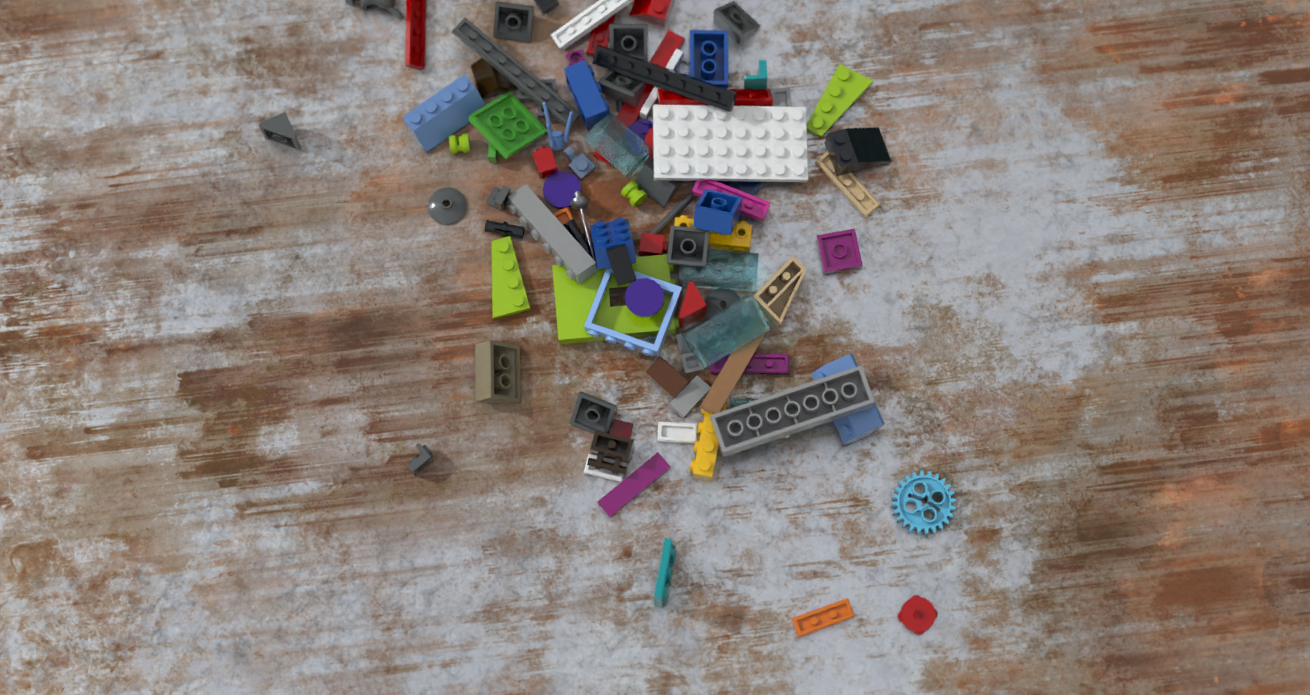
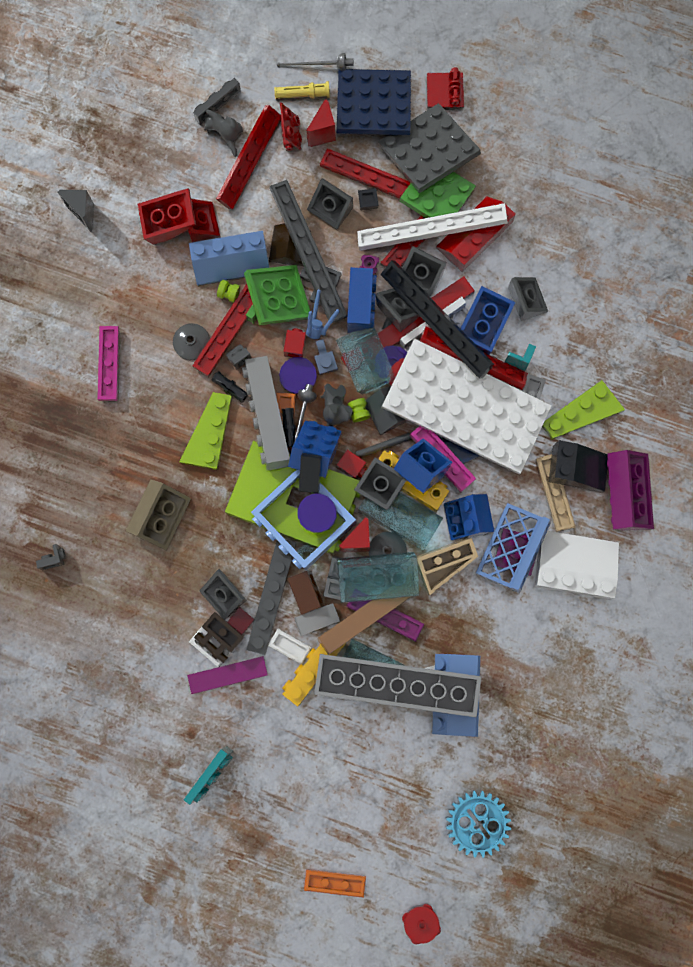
camera: 25 degrees right, 5 degrees up
(370, 101) = (166, 216): none -> red slope
(381, 261) = (108, 363): none -> dark pink plate
(399, 91) = (206, 221): none -> red slope
(475, 182) = (224, 334): none -> red plate
(612, 203) = (335, 410): none -> dark grey animal
(638, 400) = (270, 600): none -> dark grey plate
(780, 240) = (469, 516): none -> blue slope
(851, 247) = (529, 554): none -> medium blue fence
(899, 237) = (578, 565): none -> white slope
(913, 149) = (630, 490): none -> magenta slope

